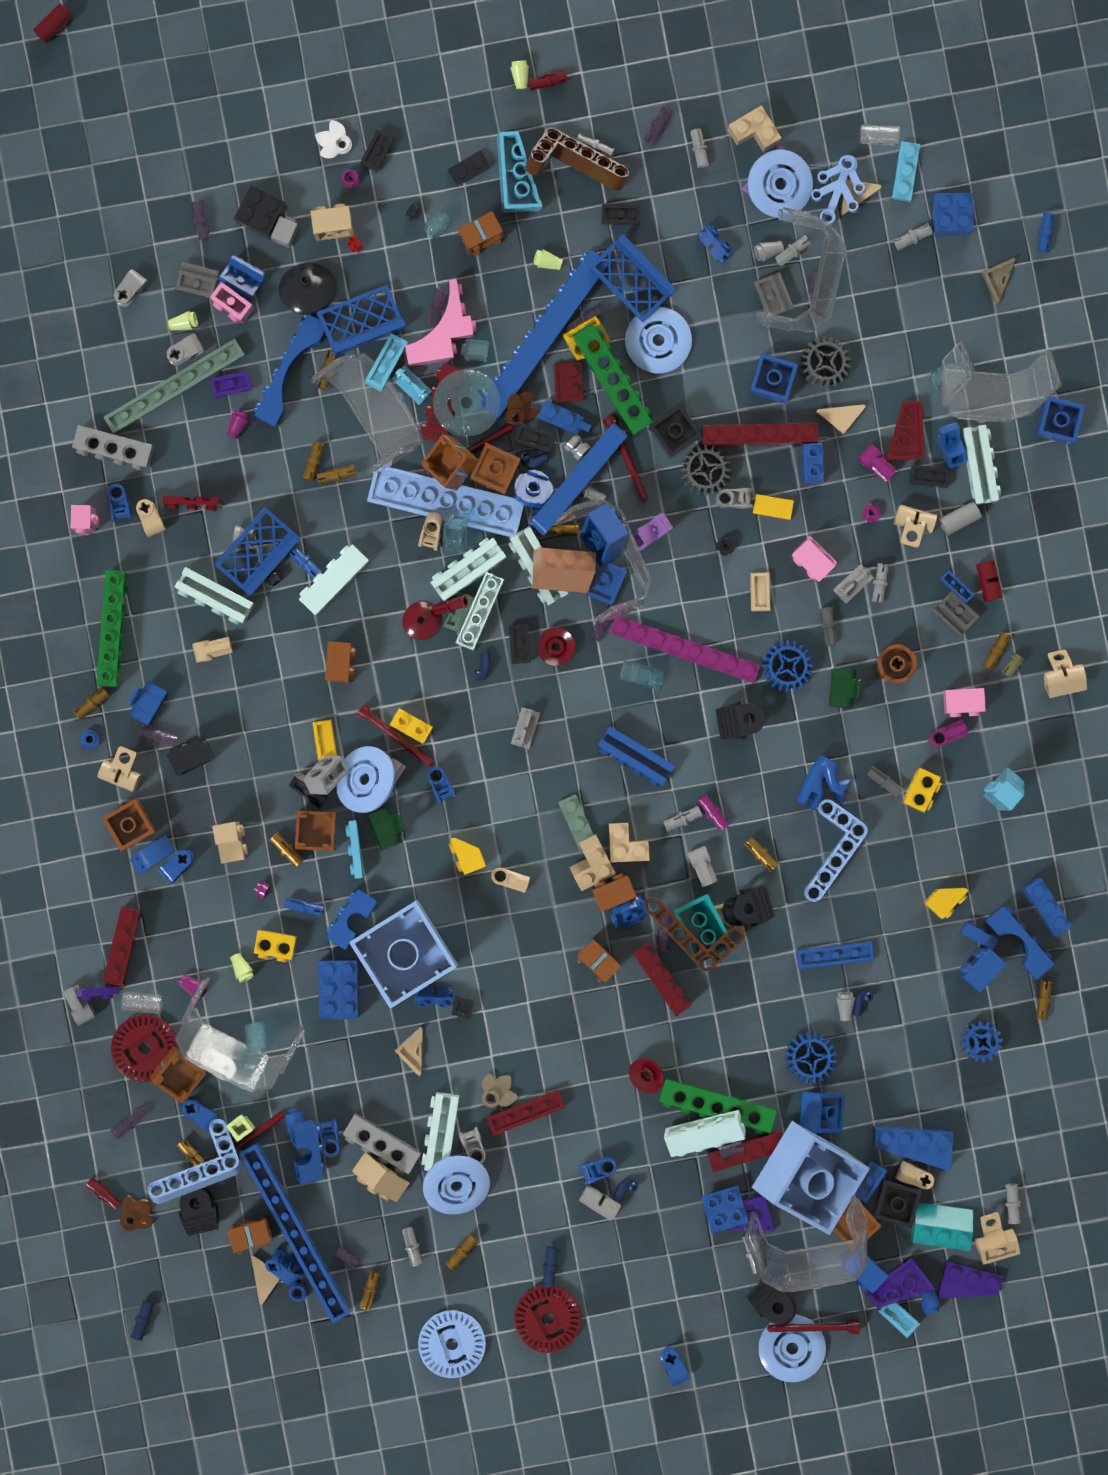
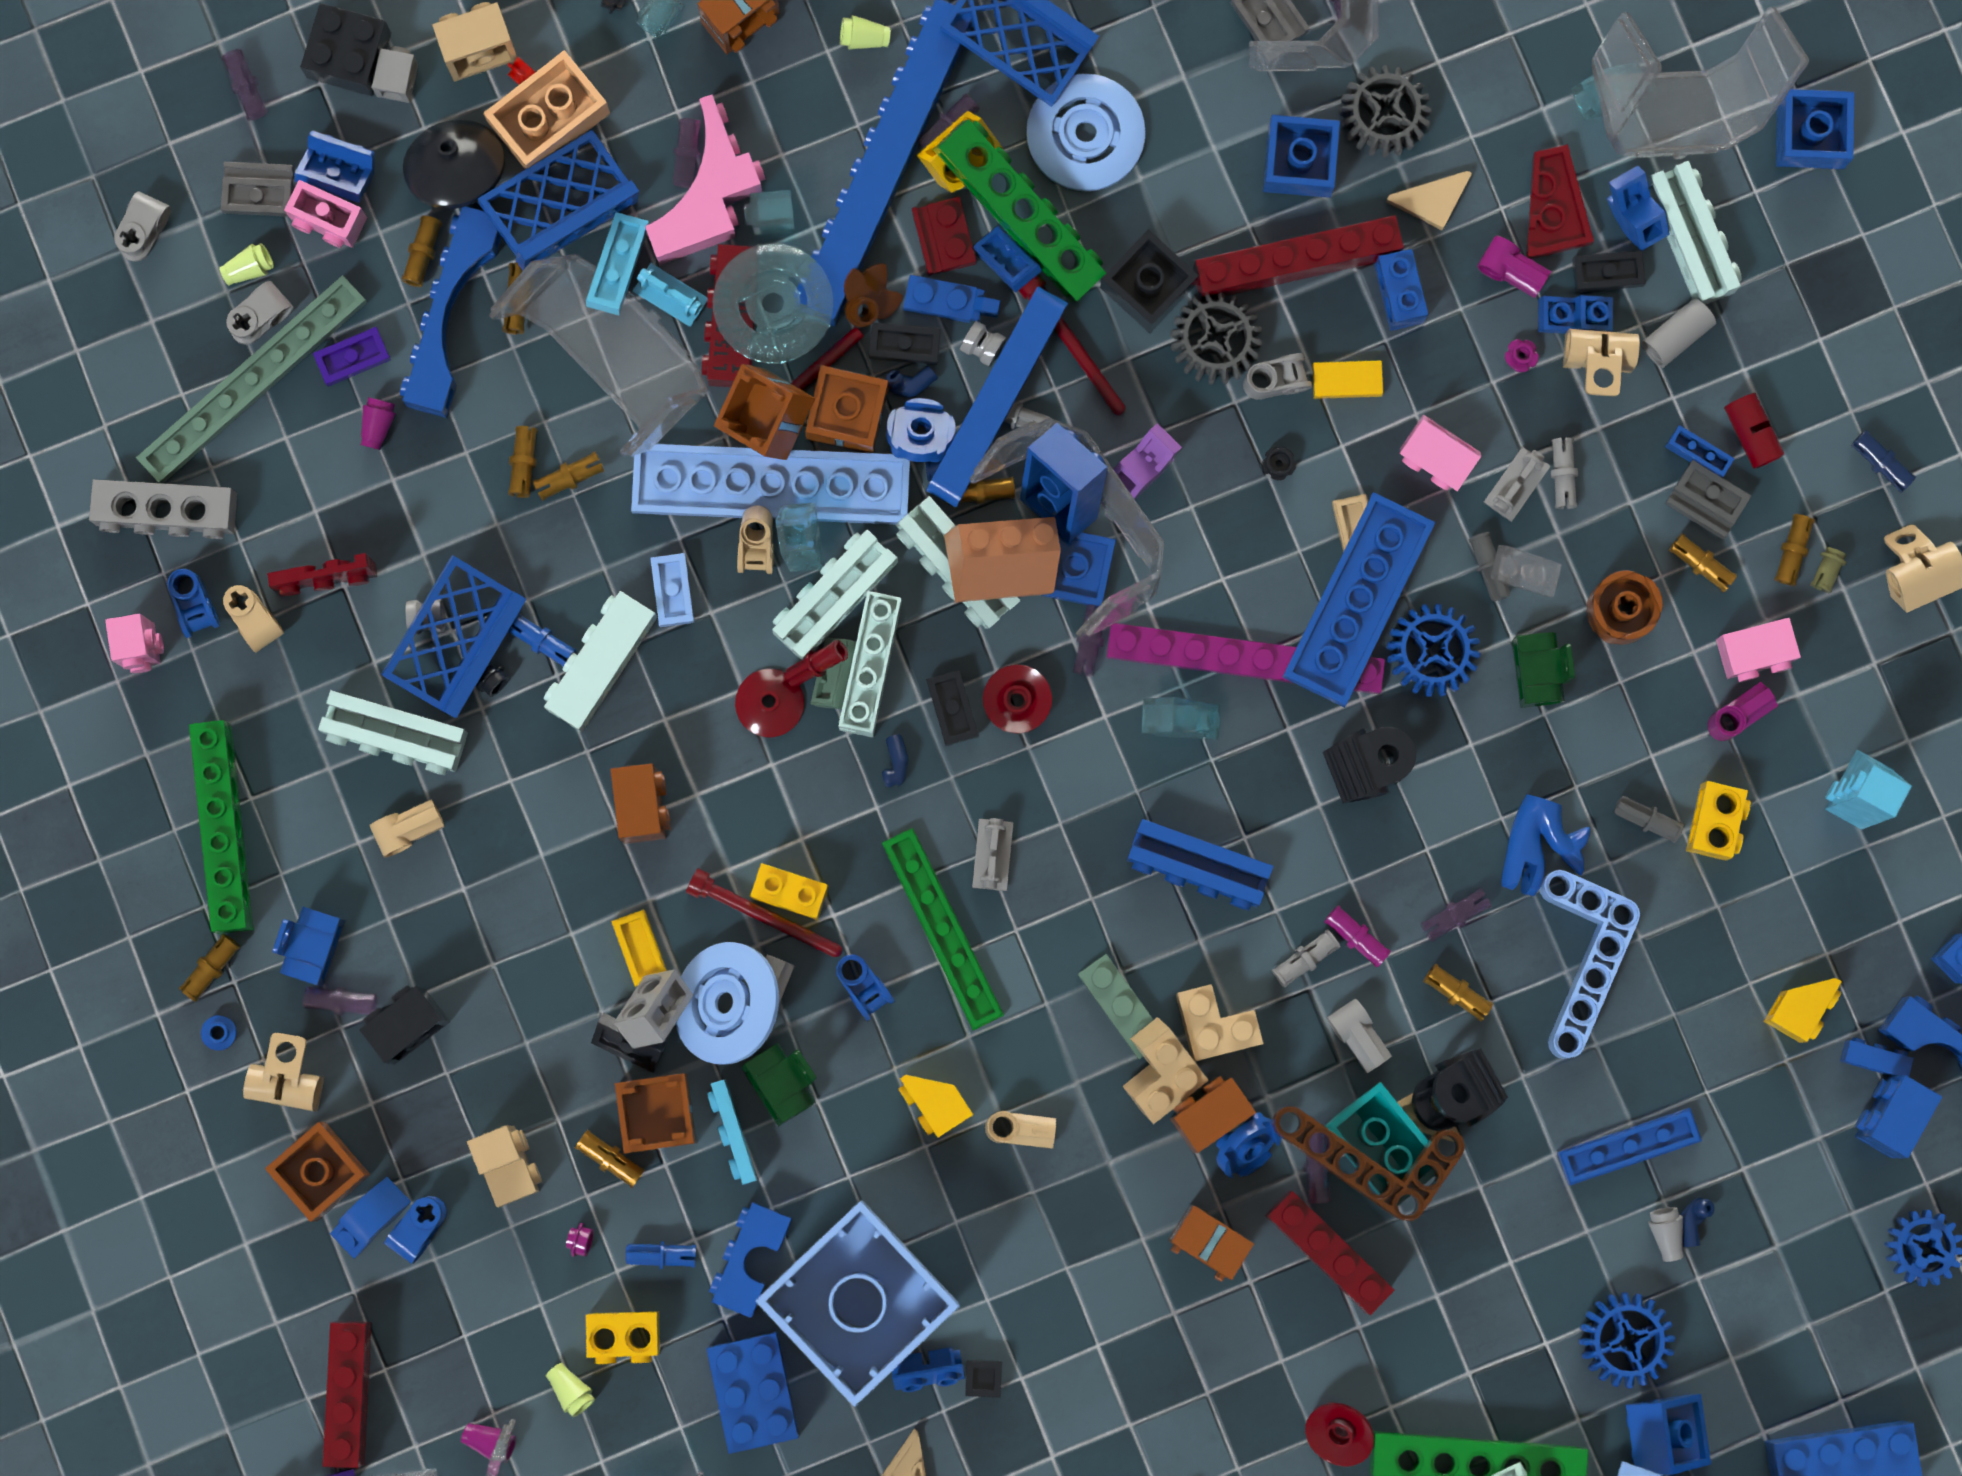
camera: 15 degrees left, 5 degrees down
(280, 333) = (421, 251): none -> pearl gold pin
(364, 270) = (547, 111): none -> light nougat brick
(380, 548) = (672, 590): none -> light blue plate
(490, 762) = (942, 929): none -> green tile
(600, 402) = (1007, 258): none -> blue plate
(752, 630) = (1358, 599): none -> blue plate
(768, 811) = (1456, 915): none -> clear purple pin
(847, 633) = (1526, 571): none -> clear plate
(906, 496) = (1581, 313): none -> blue slope
(945, 647) = (1702, 562): none -> pearl gold pin
(1056, 612) = (1883, 461): none -> dark blue pin

